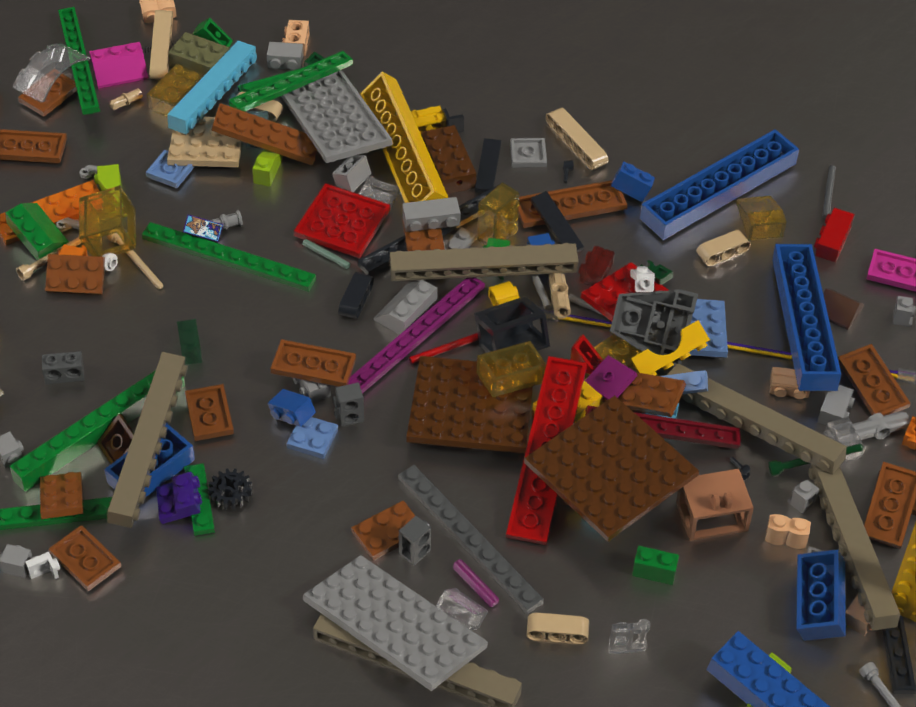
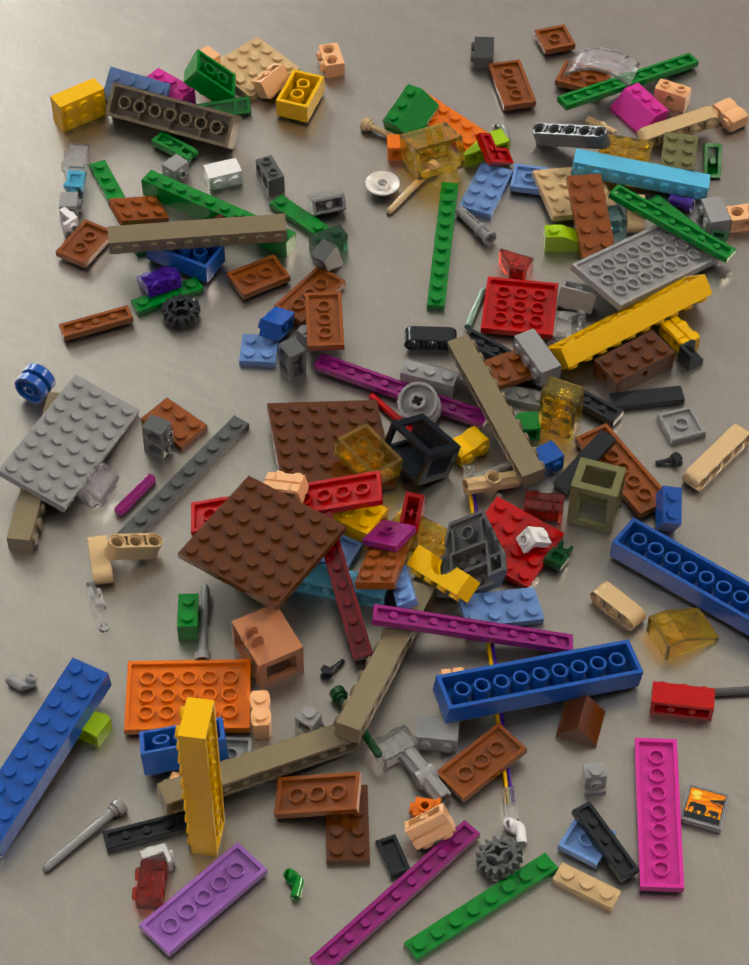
camera: 75 degrees right, 0 degrees up
(38, 409) = (222, 174): none -> white brick
(75, 274) = (373, 152): dark orange plate -> none
(110, 261) = (402, 167): white plate -> none
(111, 35) = (672, 95): none -> light nougat brick
(122, 279) = (382, 183): none -> white dish
(129, 329) = (326, 202): none -> light grey brick
(132, 360) = (297, 215): none -> green plate
(134, 180) = (492, 155): none -> red plate
(137, 124) = (571, 135): none -> dark grey beam
(166, 204) = (486, 190): none -> medium blue plate
(202, 228) = (462, 215): tile -> none
(215, 571) = (96, 323): none -> dark orange plate
(216, 343) = (326, 256): none -> dark grey slope
(253, 374) = (316, 281): none -> dark orange plate
(257, 71) = (684, 203): none -> dark purple pin
(287, 208) = (515, 265): none -> clear red slope
(292, 640) = (34, 383): none -> blue wheel
(450, 318) = (416, 394): none -> light grey wheel
(539, 432) = (293, 485): none -> light nougat brick
(557, 591) = (133, 546): none -> tan beam
(611, 208) = (599, 485): none -> olive piece
(702, 565) = (203, 653): none -> light grey piece
(735, 349) = (471, 629): none -> magenta plate
(749, 587) = (161, 687): none -> orange plate

